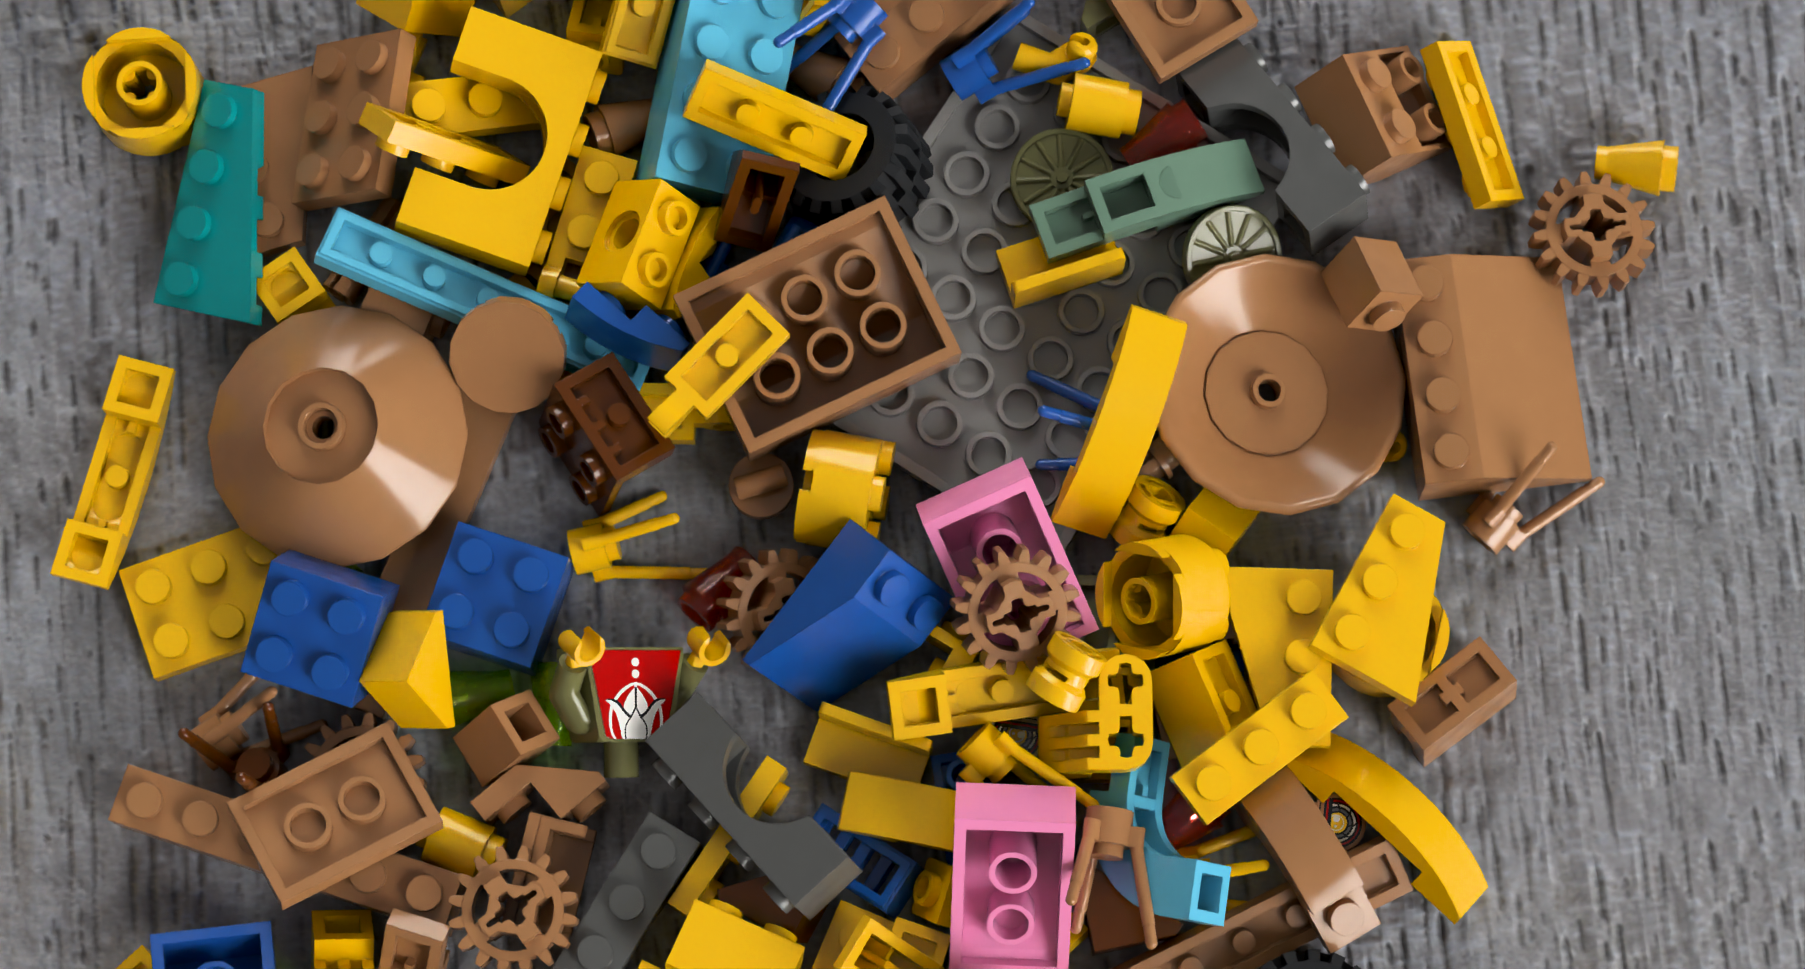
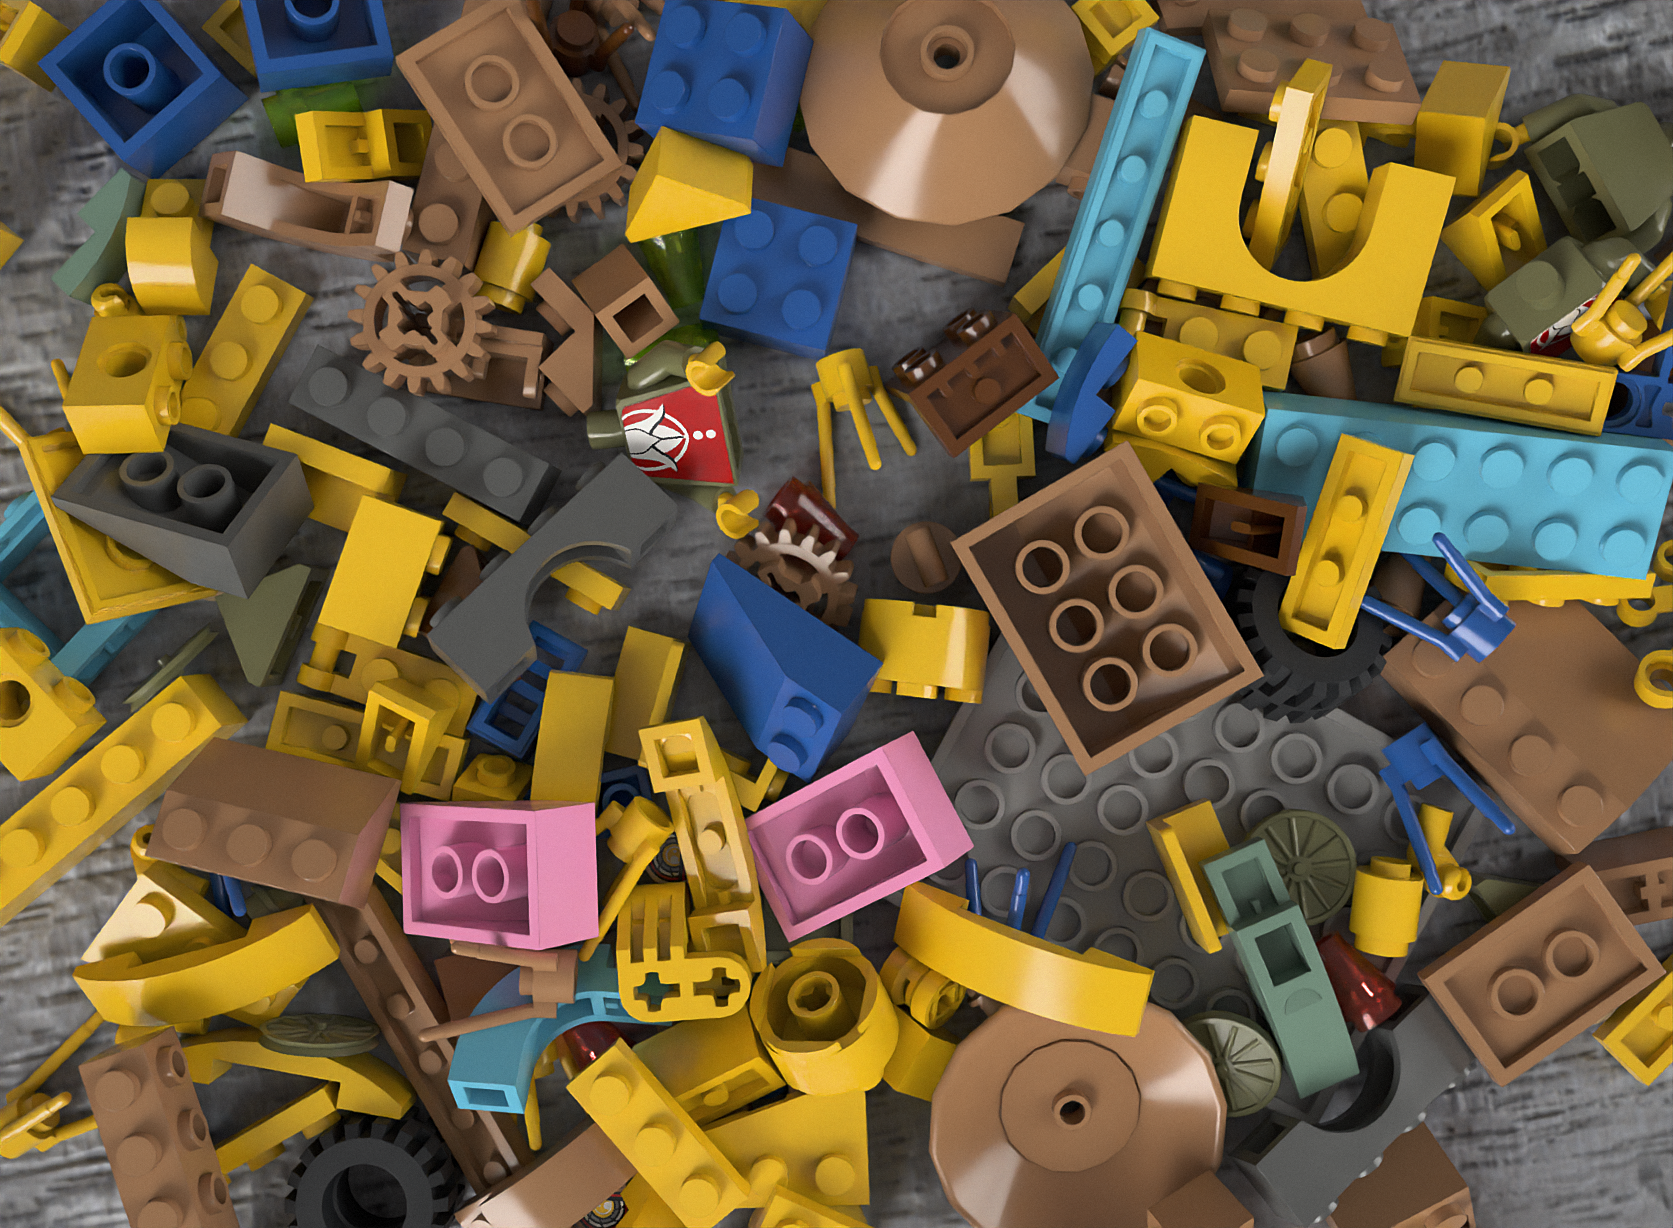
camera: 80 degrees right, 10 degrees up
(507, 354) = (1049, 260): medium nougat tile -> none
(719, 364) = (1049, 500): yellow plate -> none
(992, 613) = (793, 856): medium nougat gear -> none
(1066, 671) = (724, 920): yellow wheel -> none

